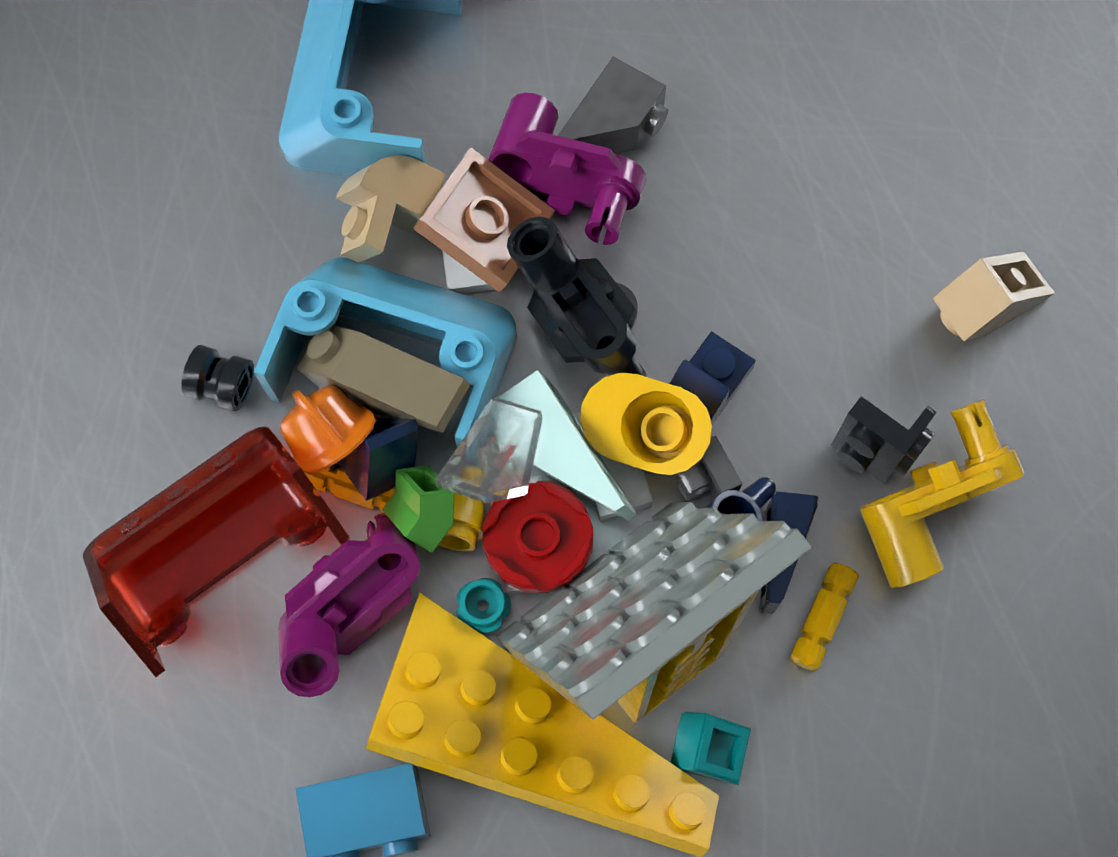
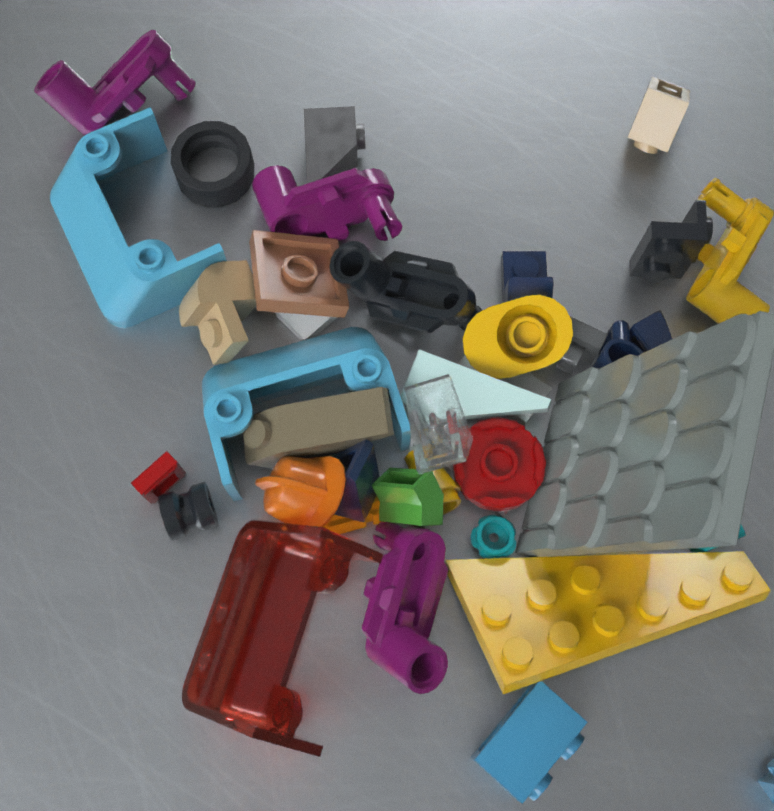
camera: 40 degrees left, 0 degrees up
(214, 328) = (159, 477): none -> red tile
(485, 22) = (205, 136): none -> black tyre

